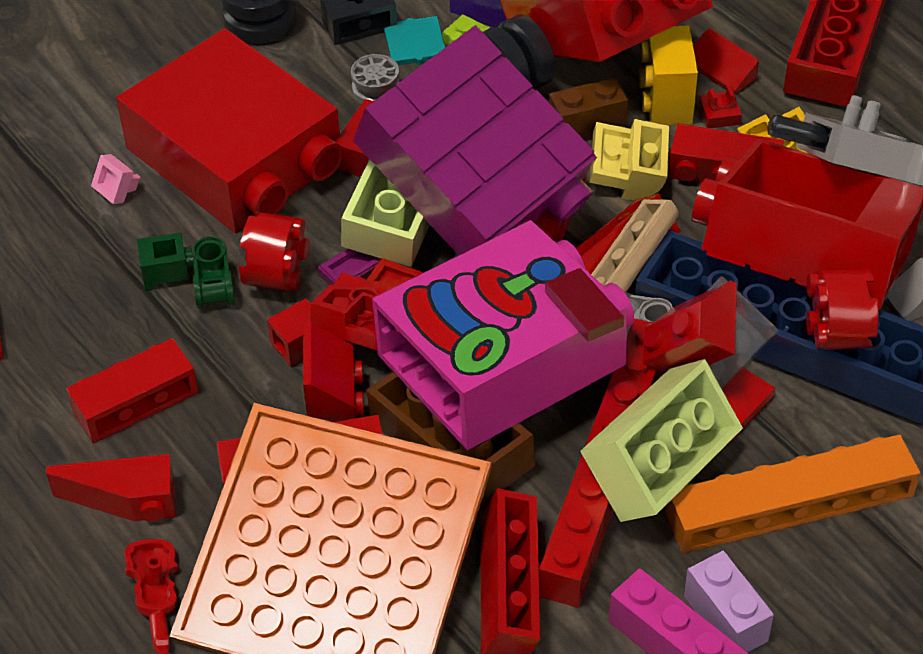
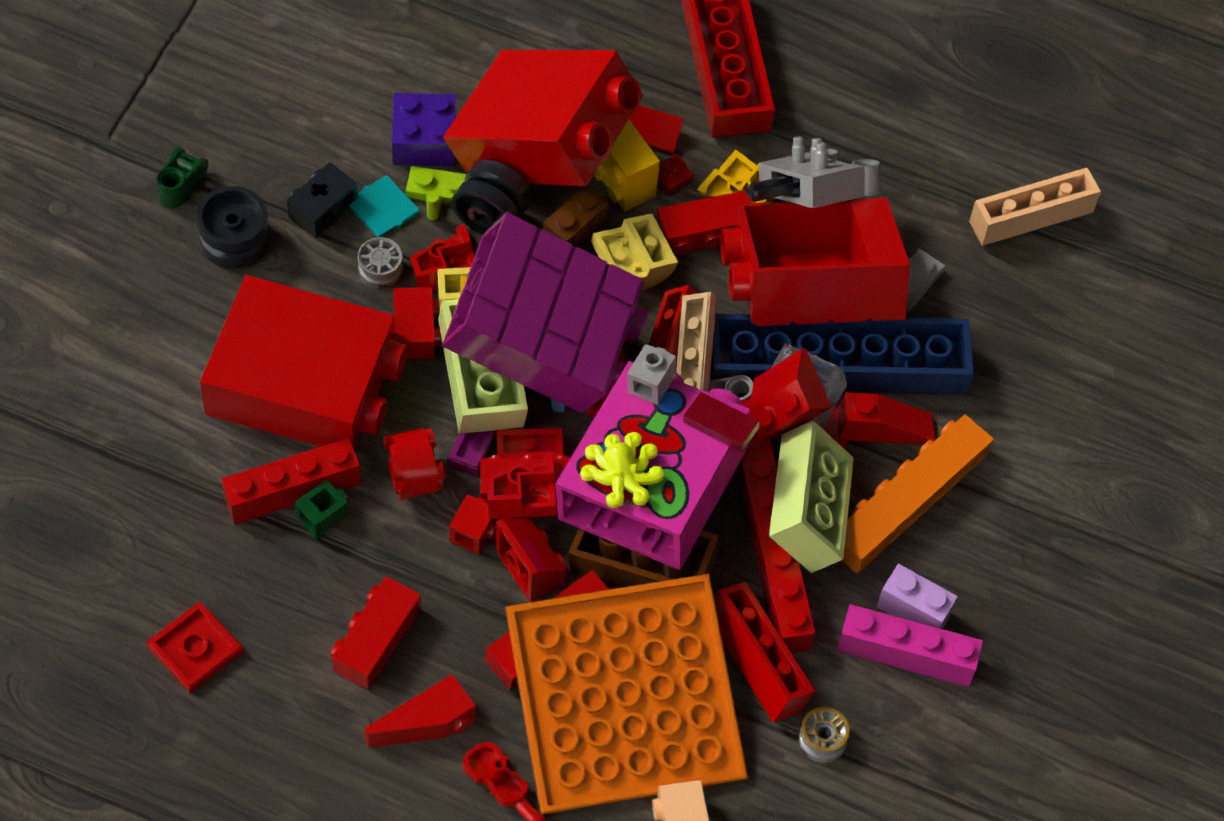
camera: 35 degrees left, 10 degrees up
(114, 179) = (224, 452): bright pink tile -> none
(118, 220) = (286, 480): none -> red brick
(212, 272) = (374, 508): dark green piece -> none
(447, 306) = (622, 469): none -> neon yellow animal
(539, 232) = (651, 374): none -> light grey brick
(802, 406) = (882, 420): none -> red slope
(842, 309) = (887, 335): red brick -> none

